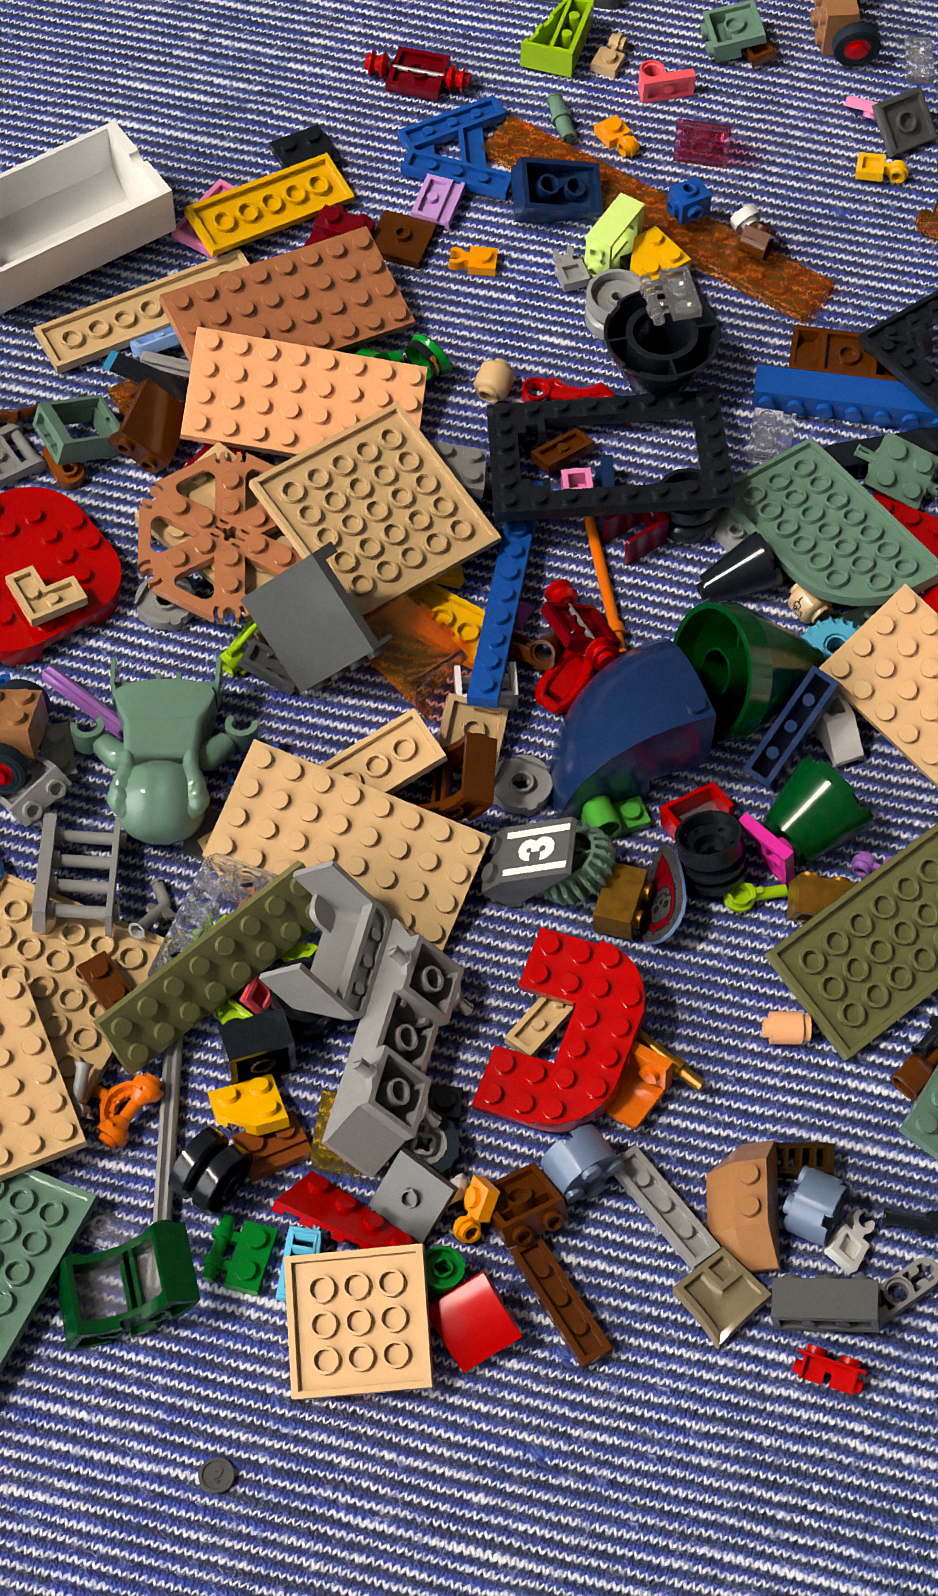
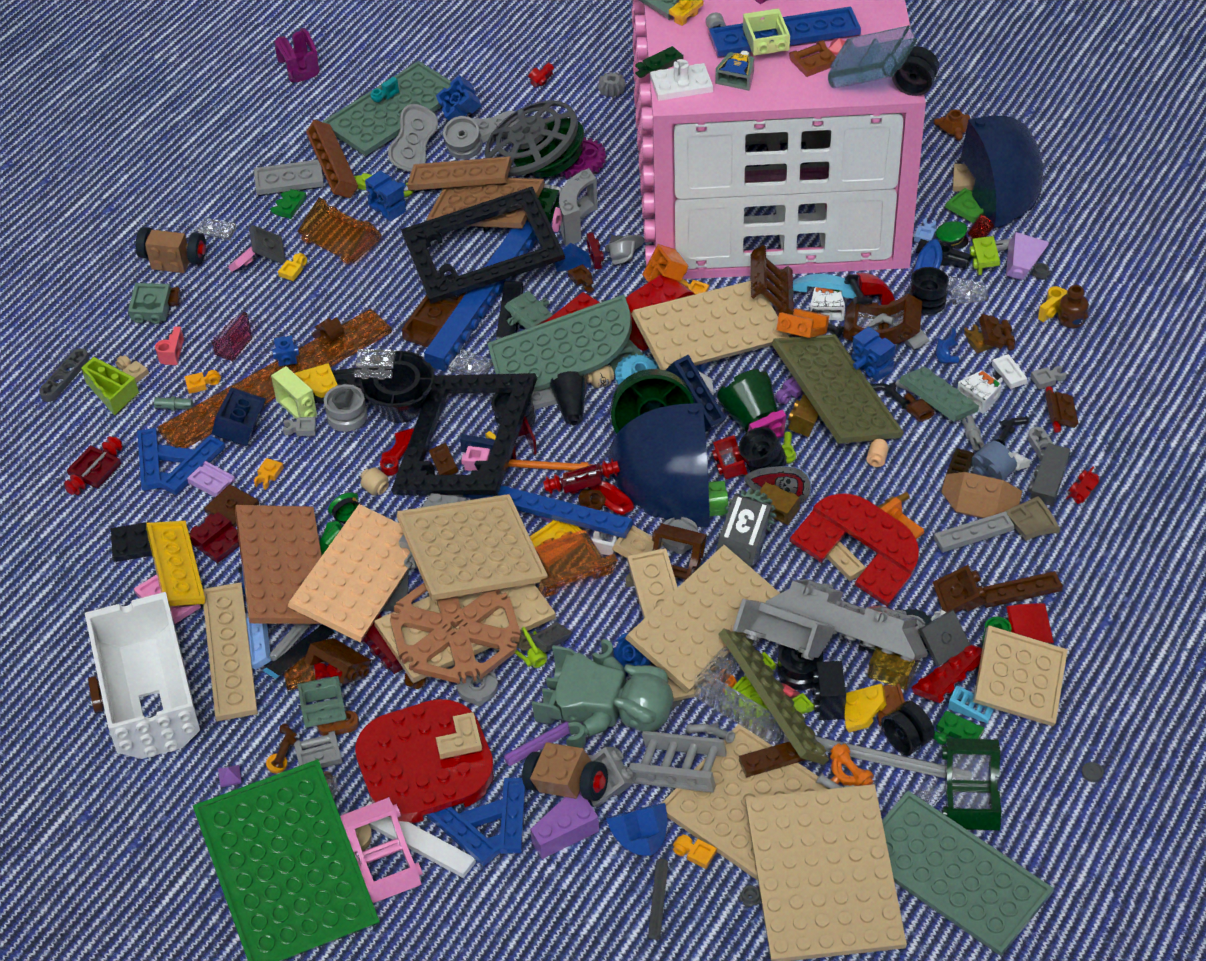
camera: 70 degrees left, 10 degrees down
(312, 622) = (548, 586): dark grey panel -> none
(479, 1202) = (960, 606): light orange plate -> none
(581, 1164) = (944, 555): sand blue brick -> none
(615, 288) = (342, 398): none -> dark grey tile
(746, 215) = (309, 331): white plate -> none
(889, 1168) = (973, 432): none -> light grey pin

